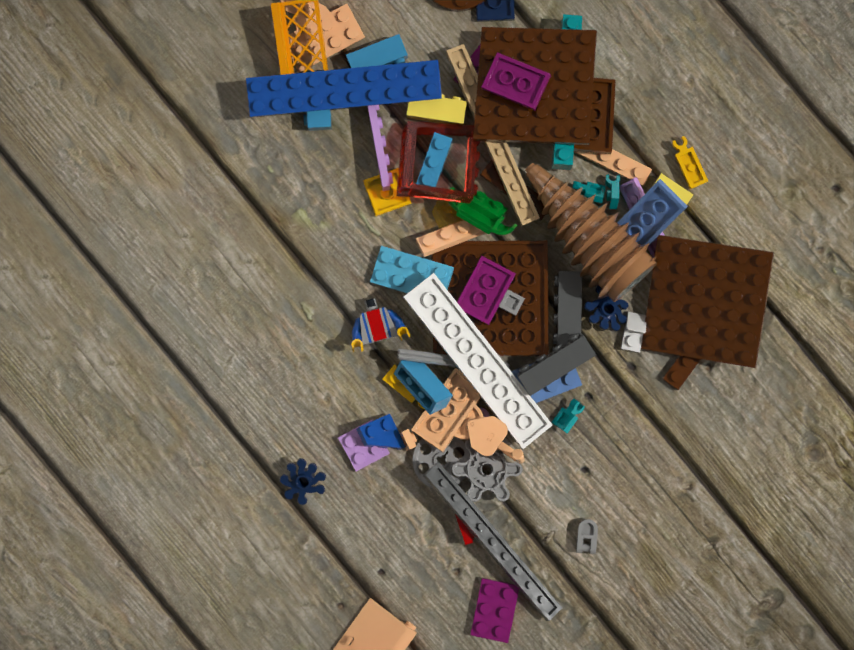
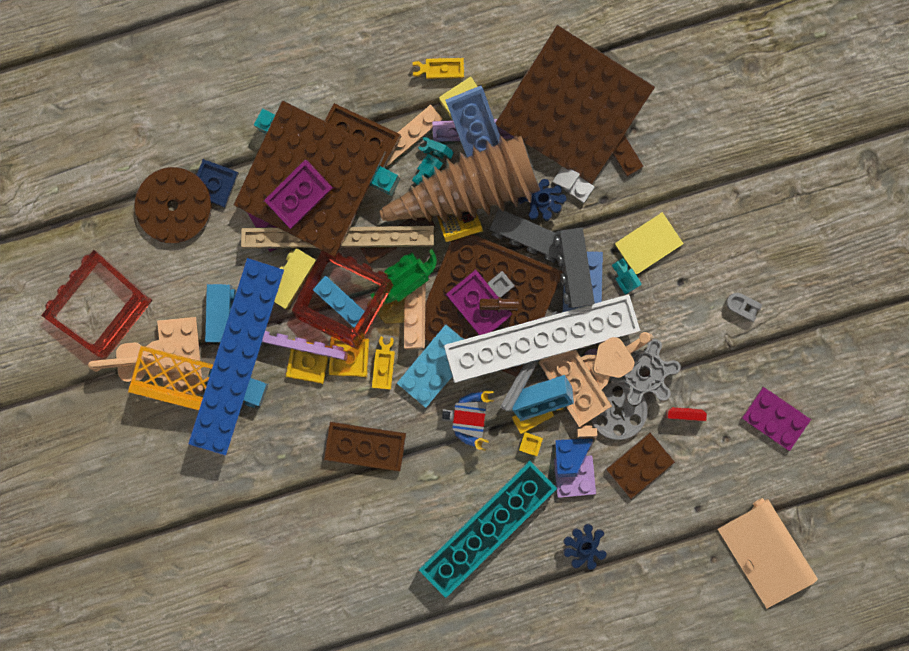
camera: 65 degrees left, 0 degrees up
(282, 384) = (487, 528): none -> teal brick
(311, 241) = (365, 446): none -> reddish brown plate
(362, 157) = (307, 366): none -> yellow tile
(376, 392) = (530, 444): none -> yellow plate
(392, 227) = (383, 366): none -> yellow plate
(399, 501) = (640, 465): none -> reddish brown plate
(492, 307) = (498, 304): none -> reddish brown axle
(492, 541) = (713, 394): dark grey plate -> none
(545, 240) = (456, 229): none -> yellow tile
(608, 425) = (648, 243): none -> light yellow tile

